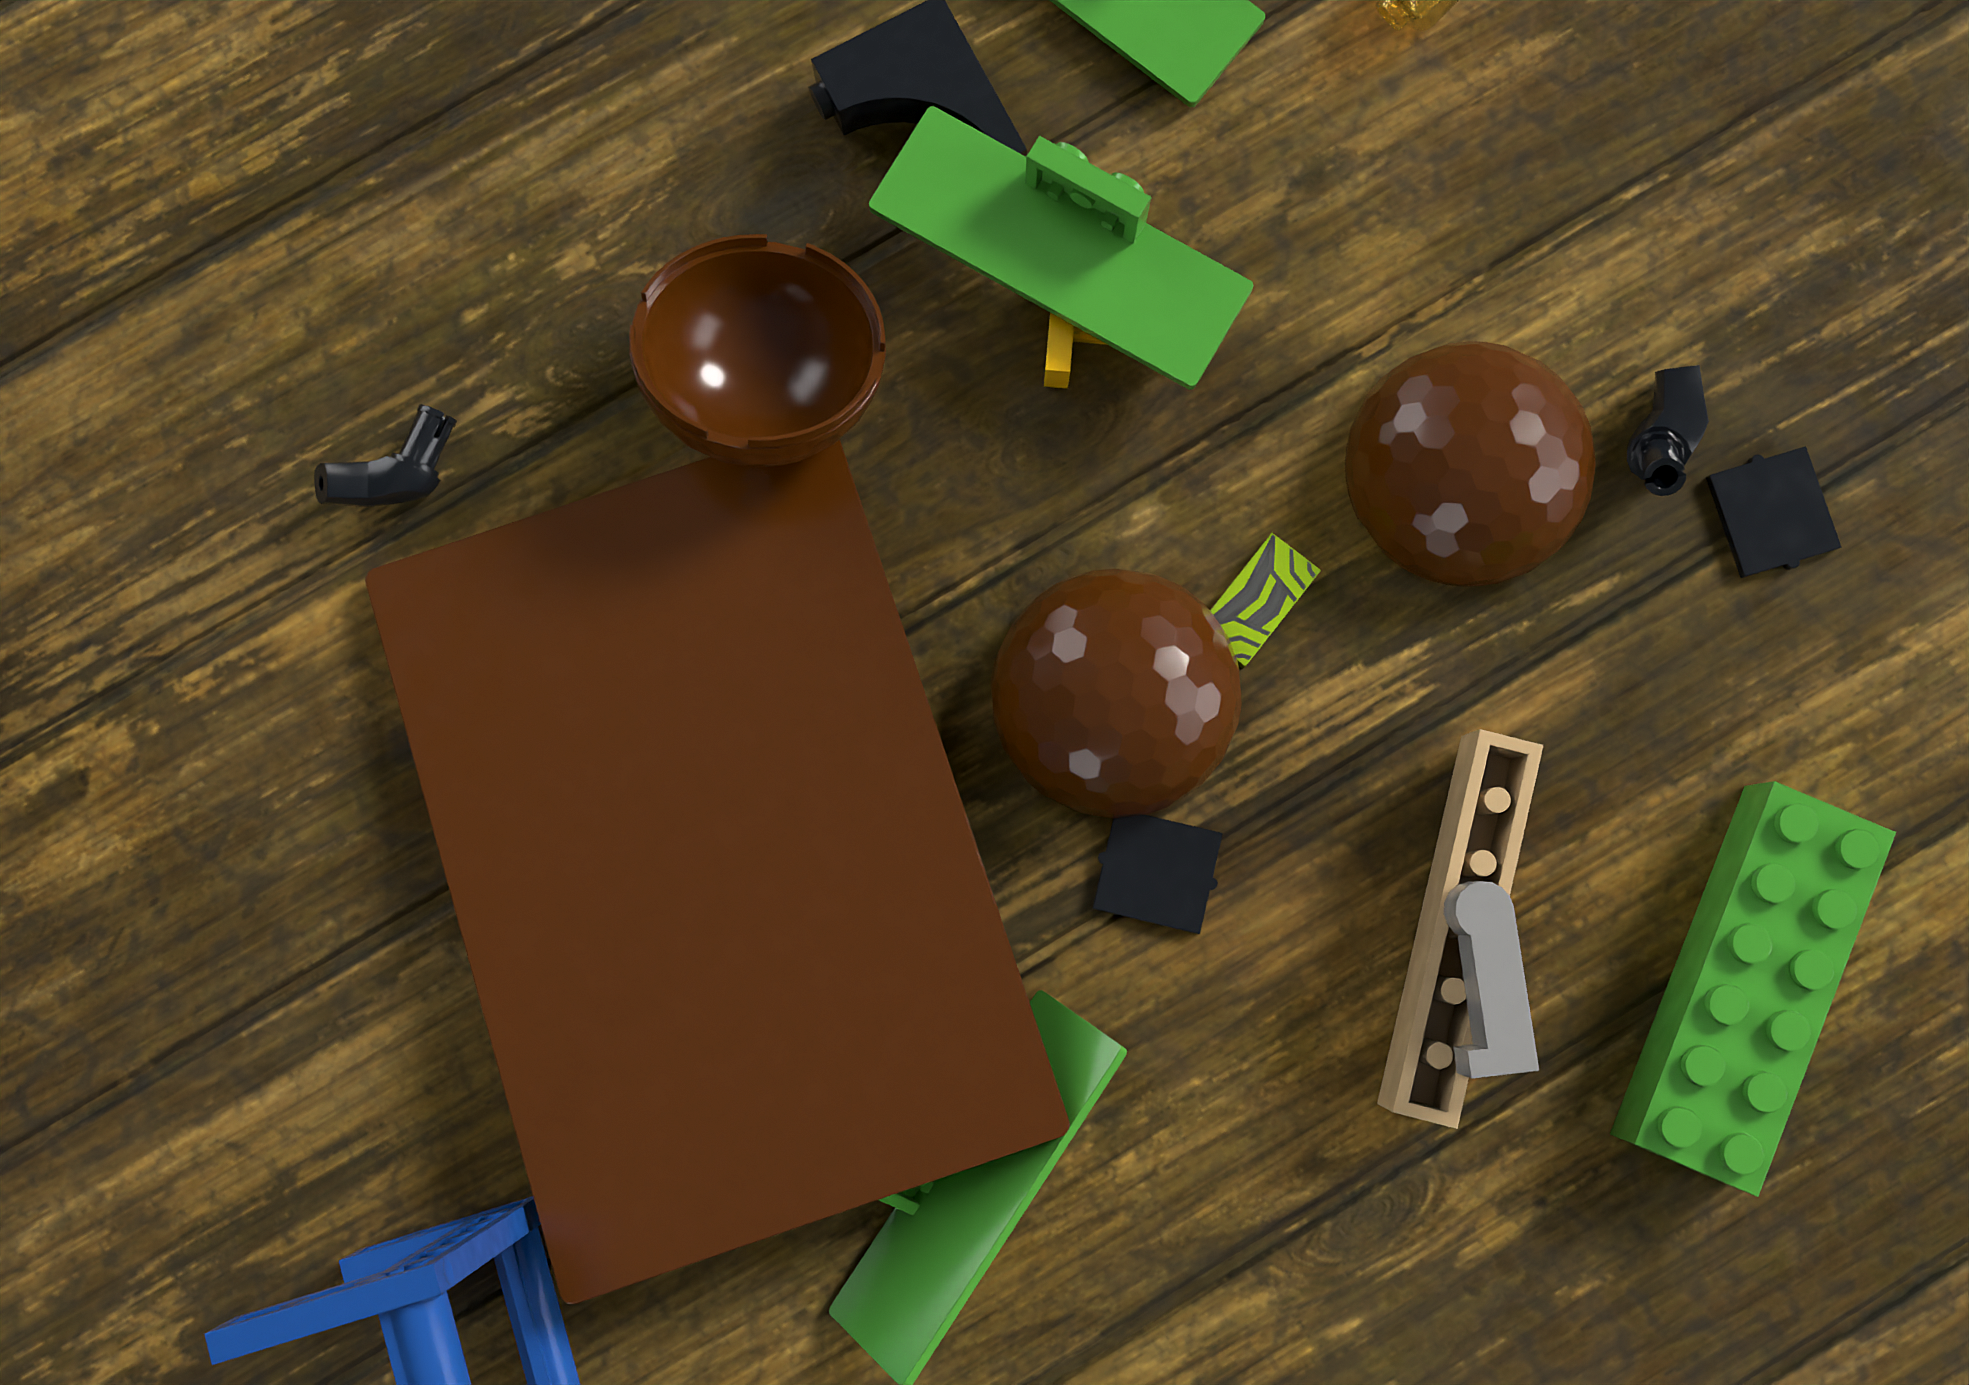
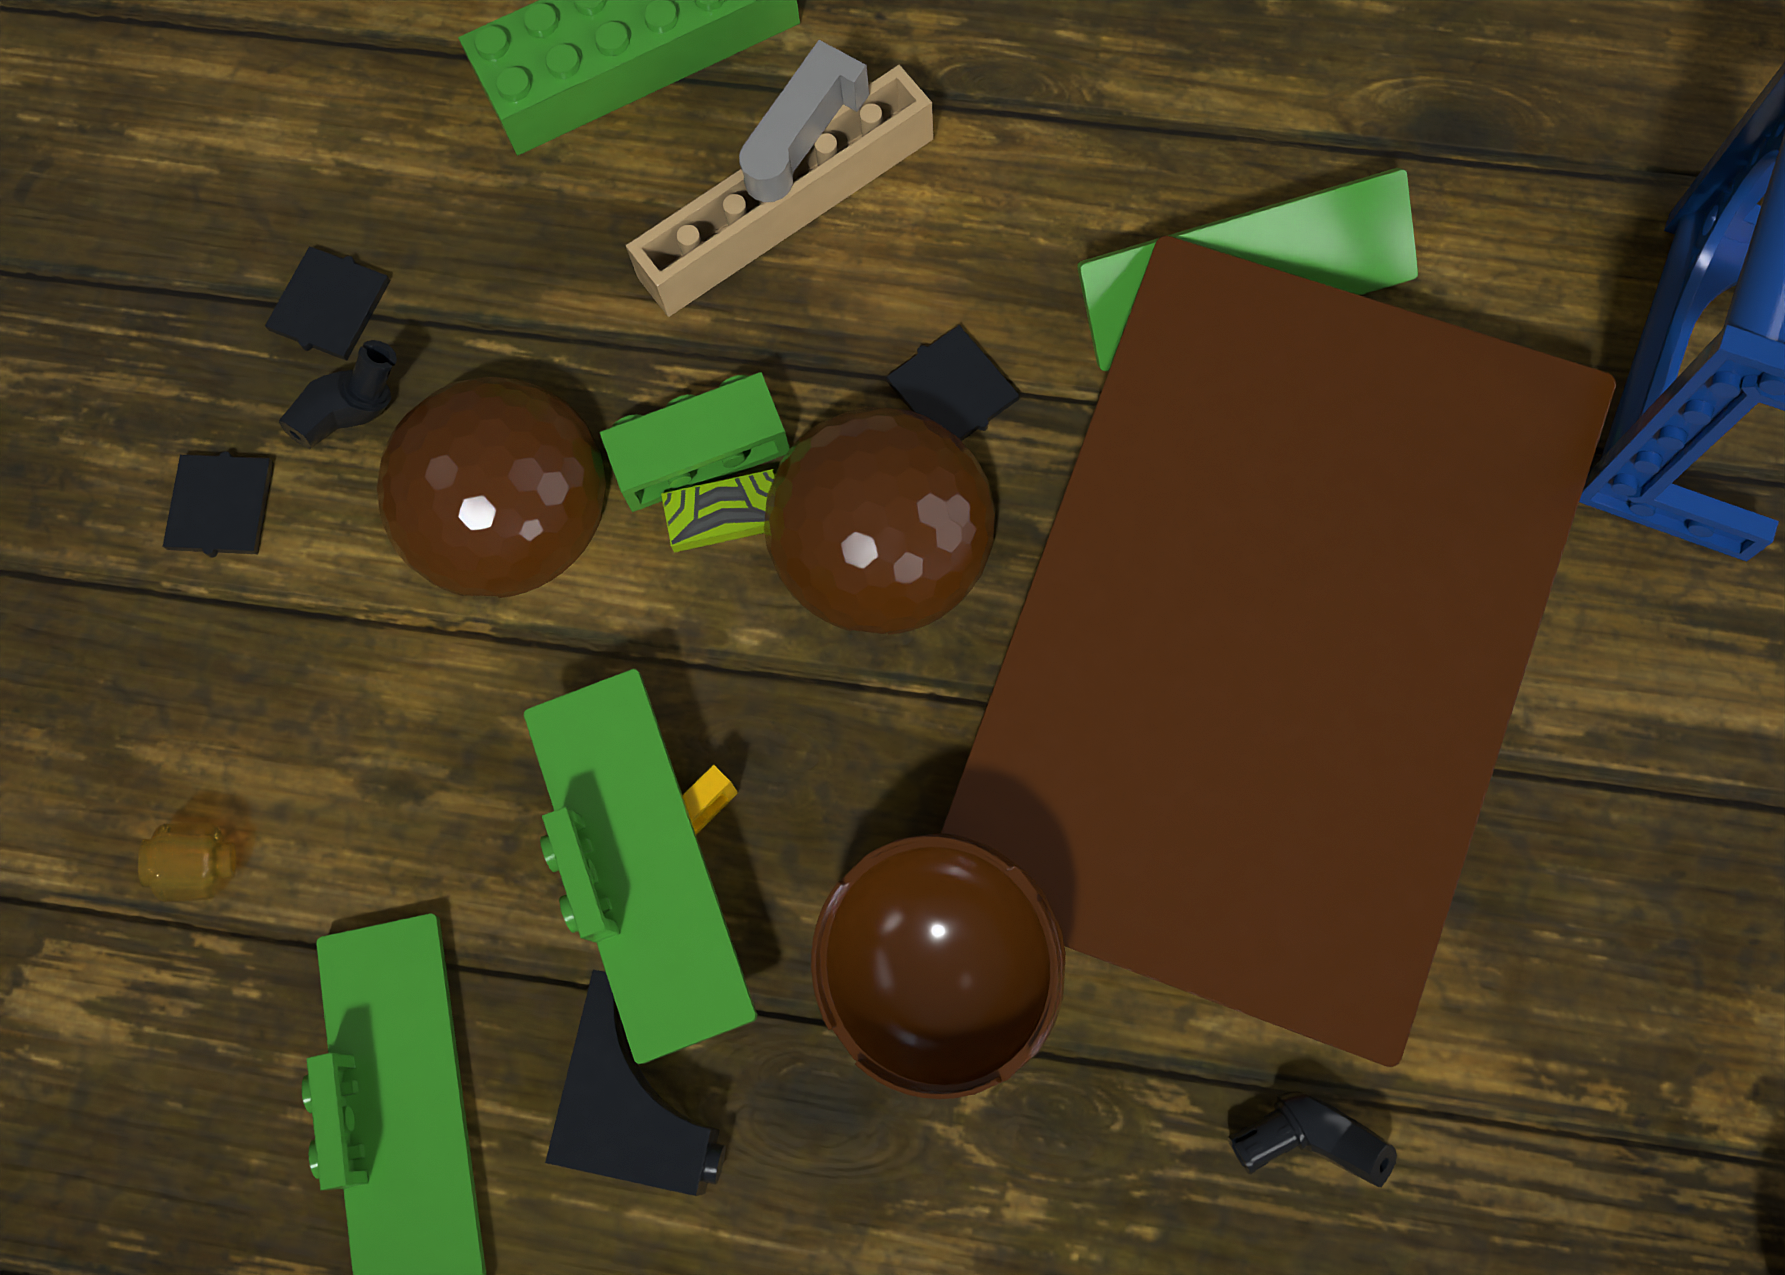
camera: 135 degrees left, 10 degrees down
(1333, 636) = (695, 440): none -> bright green brick
(1687, 271) = (218, 504): none -> black piece

